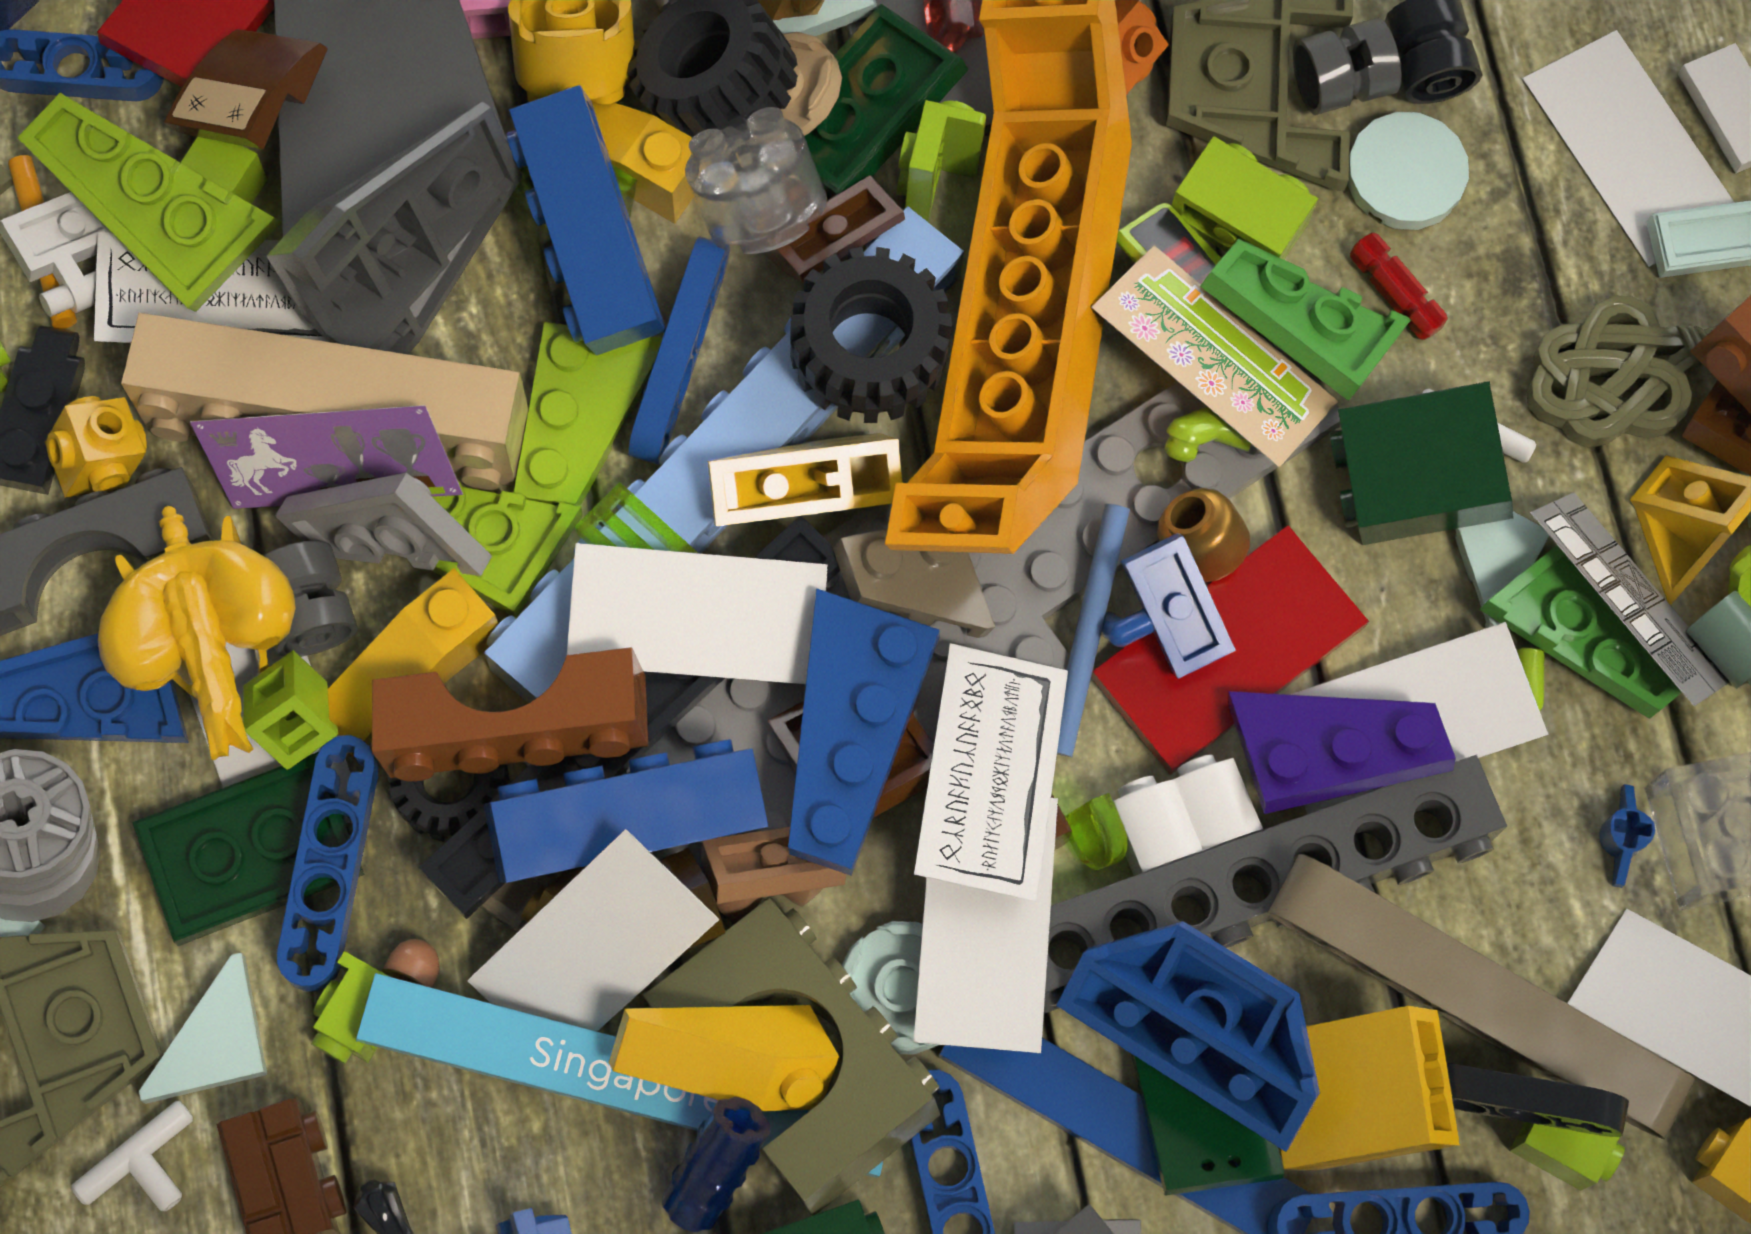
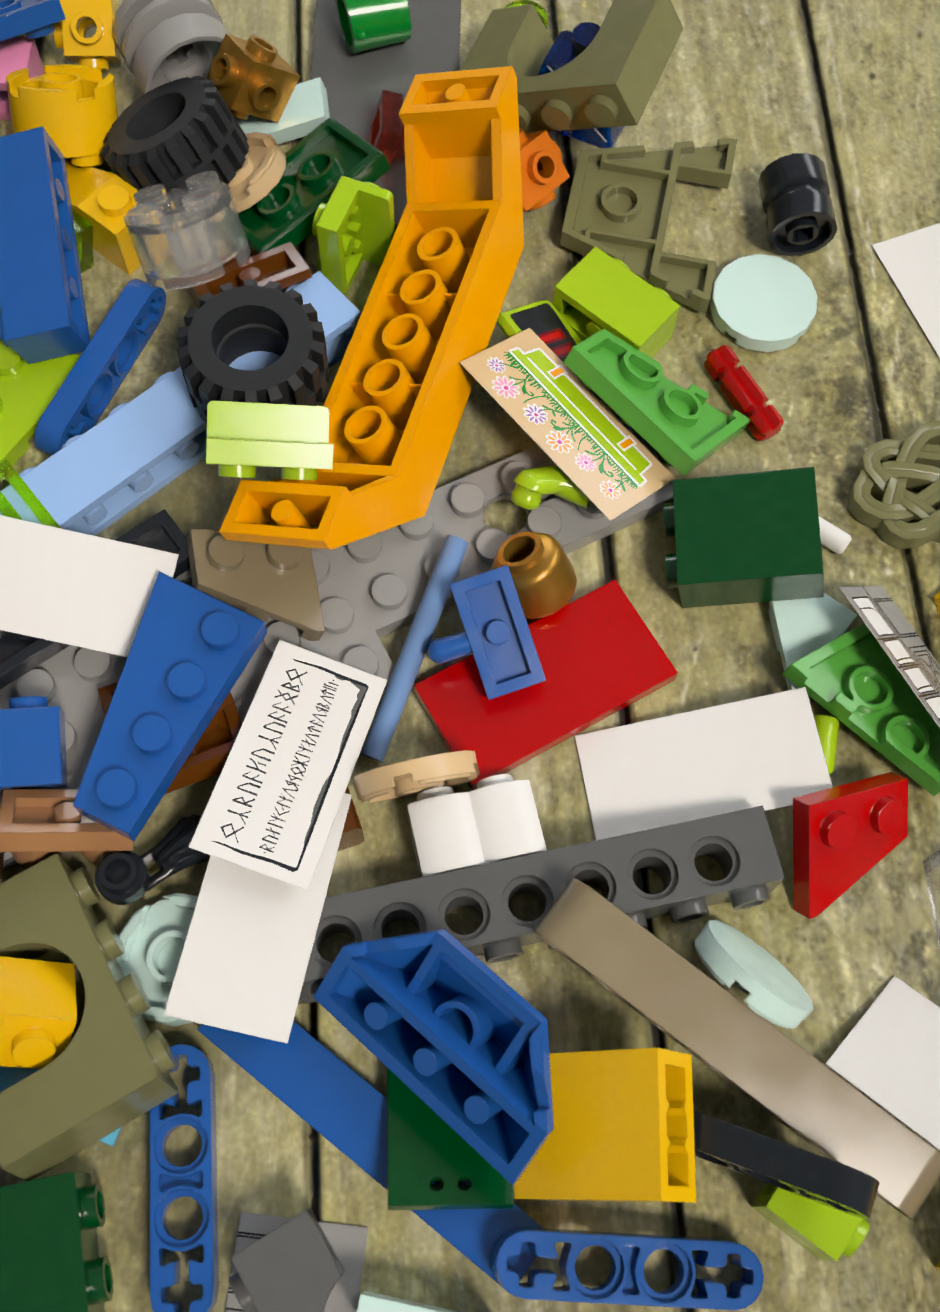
camera: 10 degrees right, 5 degrees down
(805, 479) = (155, 479): slope -> none
(839, 910) = (124, 875): none -> black piece
(914, 432) = (270, 436): none -> bracket
(1098, 833) = (389, 834): clear neon green tile -> none
(1120, 771) = (416, 775): none -> tan tile
(1335, 746) = (628, 780): dark purple wing -> none
(1356, 63) = (721, 210): dark grey wheel -> none
(1476, 916) = (742, 962): none -> light aqua tile
(1561, 773) = (843, 836): none -> red wing
(1625, 834) = (900, 903): blue piece -> none

